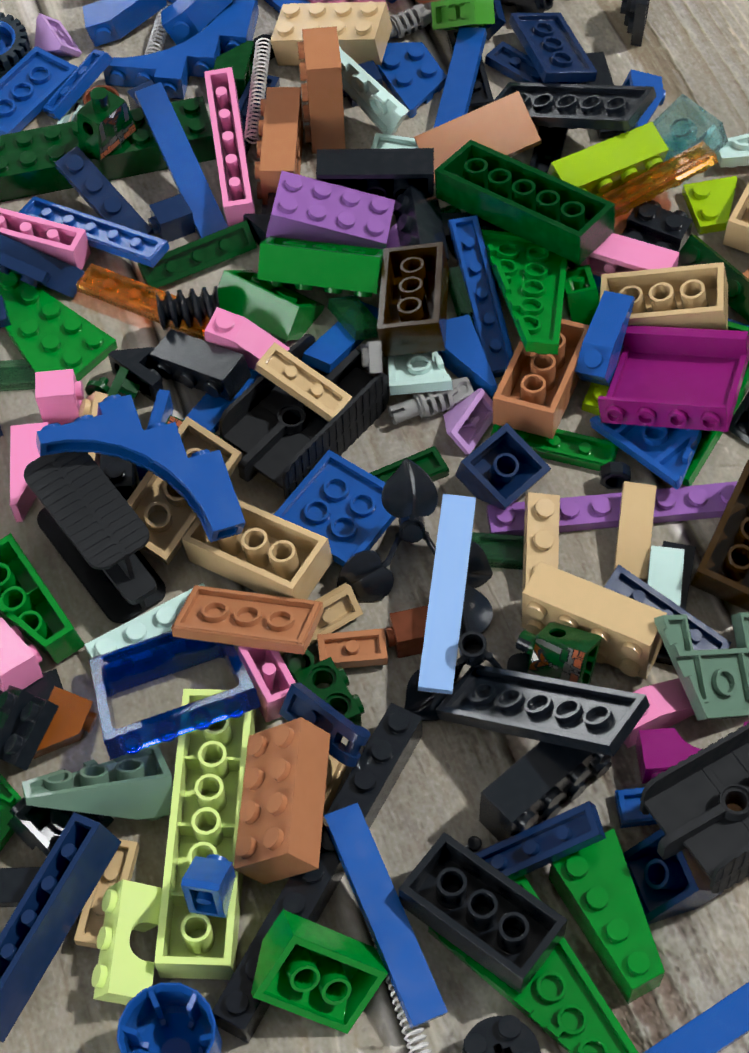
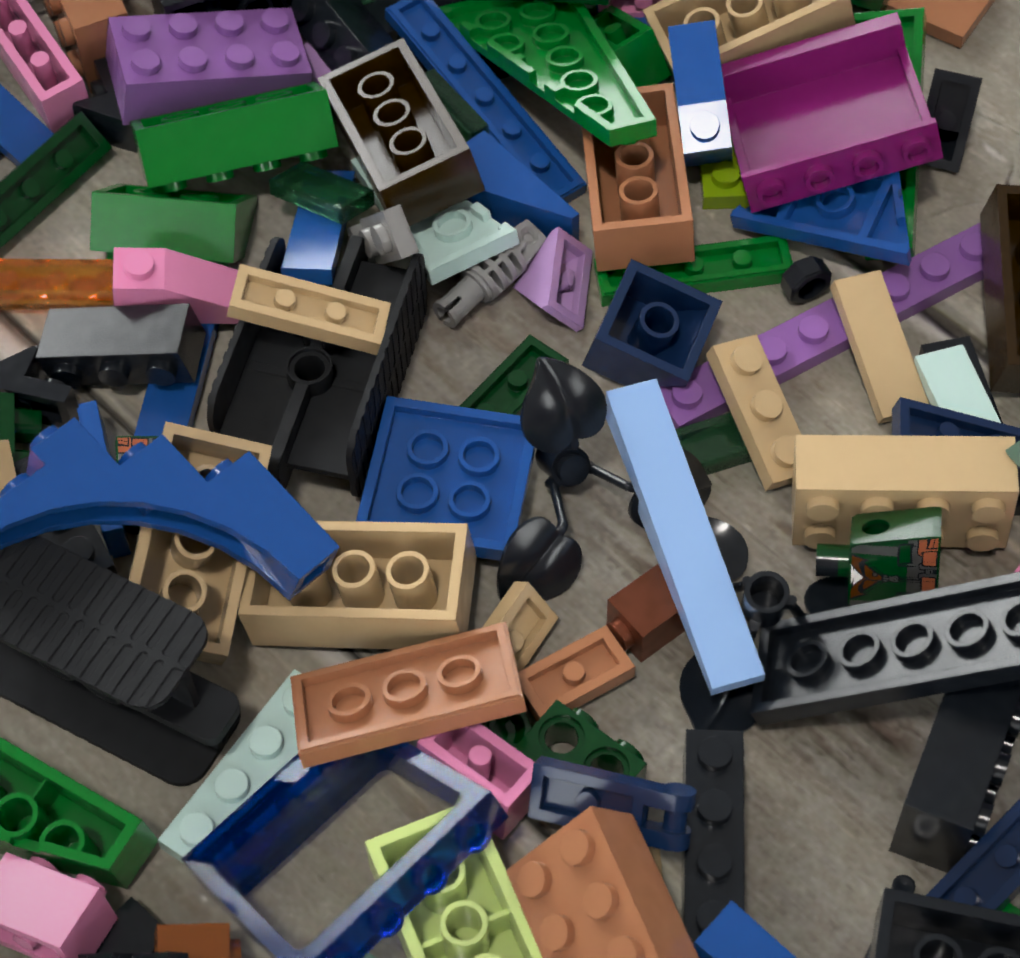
camera: 25 degrees left, 0 degrees up
(187, 308) = (63, 266): black piece -> none

